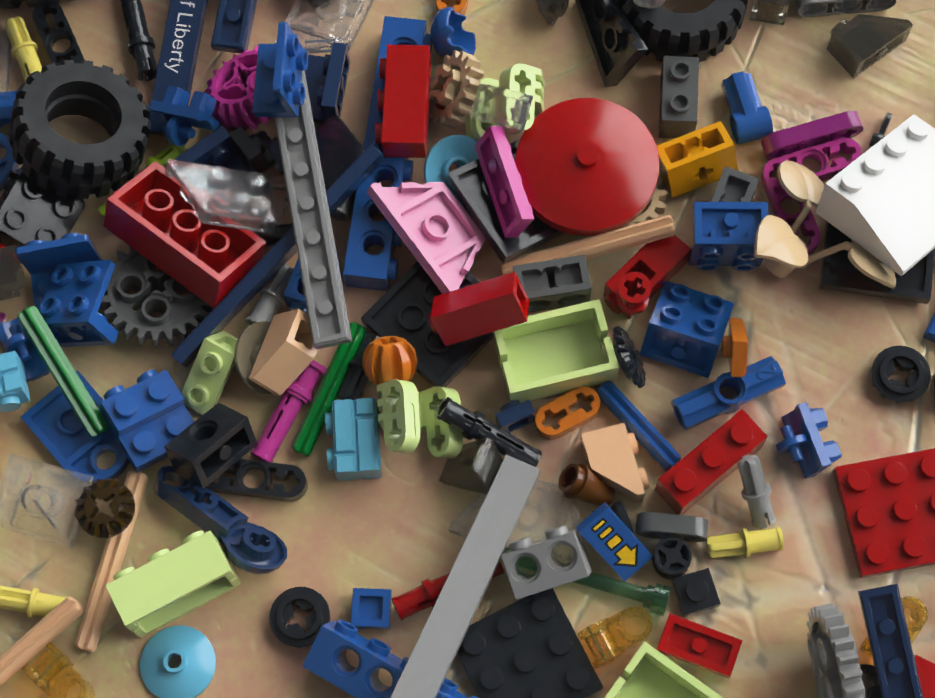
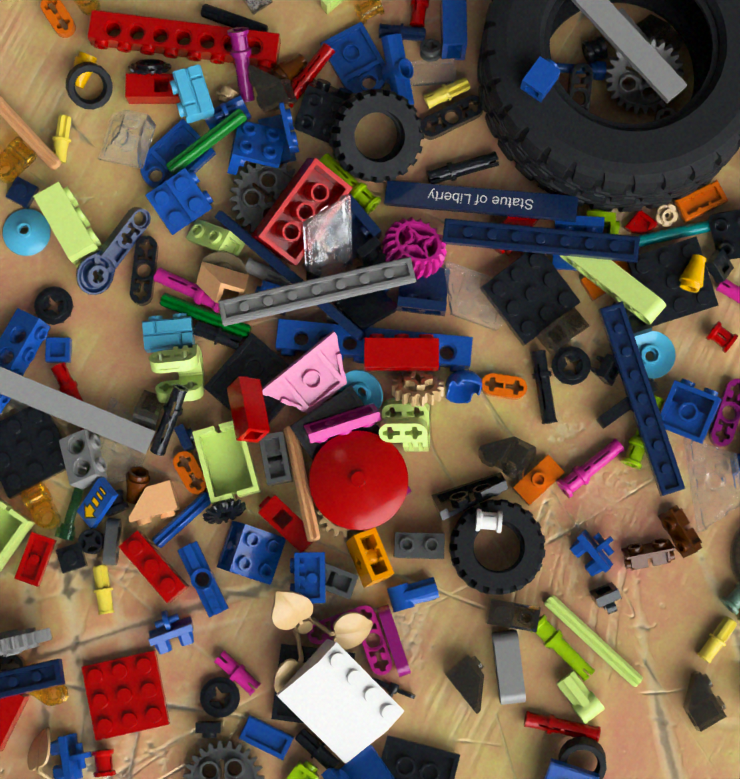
camera: 85 degrees right, 10 degrees up
(104, 525) = (119, 187): dark brown gear -> none
(109, 565) = (90, 185): light nougat axle -> none
(113, 668) = (22, 192): none -> dark blue plate
(183, 118) = (385, 204): blue hips -> none
(211, 445) = (162, 252): black brick -> none
(279, 76) = (401, 265): blue bracket -> none
(389, 359) = (217, 352): orange piece -> none
(501, 107) = (391, 418): clear tile -> none
(628, 284) = (260, 504): red bush -> none
(736, 347) = (229, 582): orange plate -> none
(756, 491) = (132, 596): light grey axle -> none
(864, 349) = (237, 672): none -> dark pink pin

